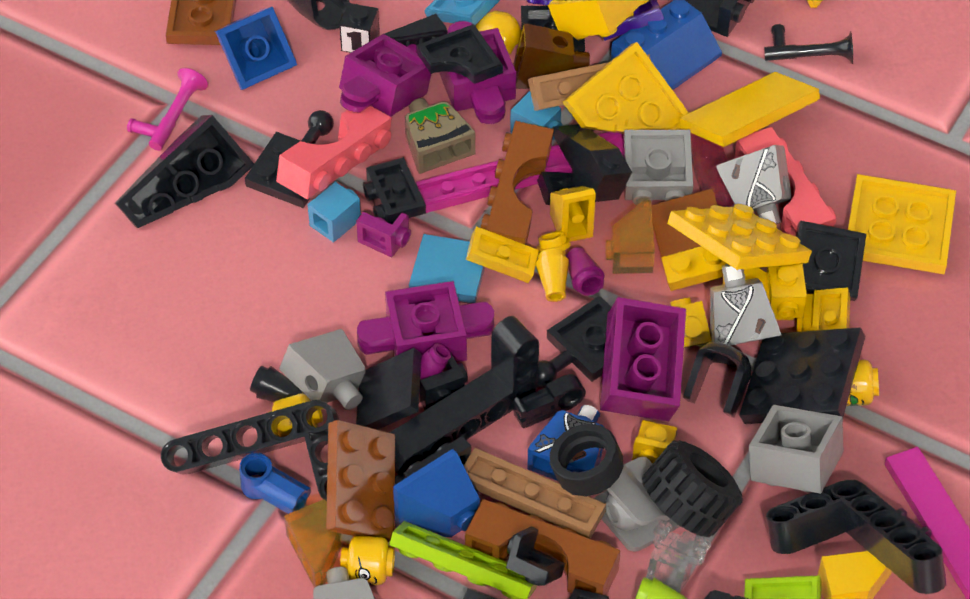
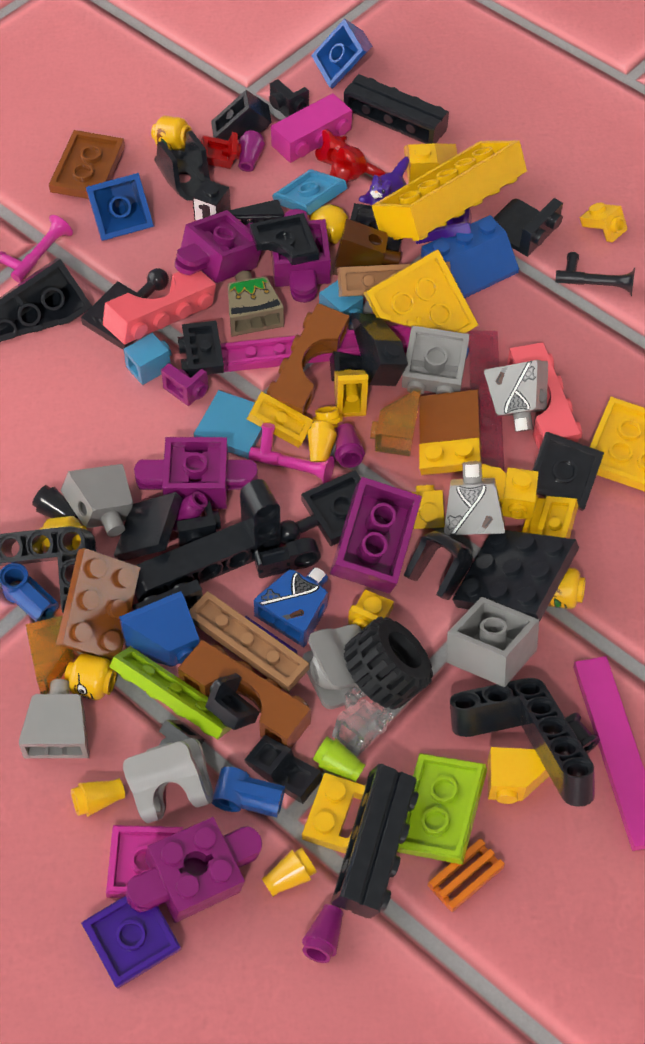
camera: 10 degrees right, 5 degrees up
(495, 296) = (265, 455): none -> dark pink piece
(596, 479) = (305, 639): black tyre -> none
(739, 236) = (486, 438): yellow plate -> none
(749, 109) = (528, 323): yellow tile -> none

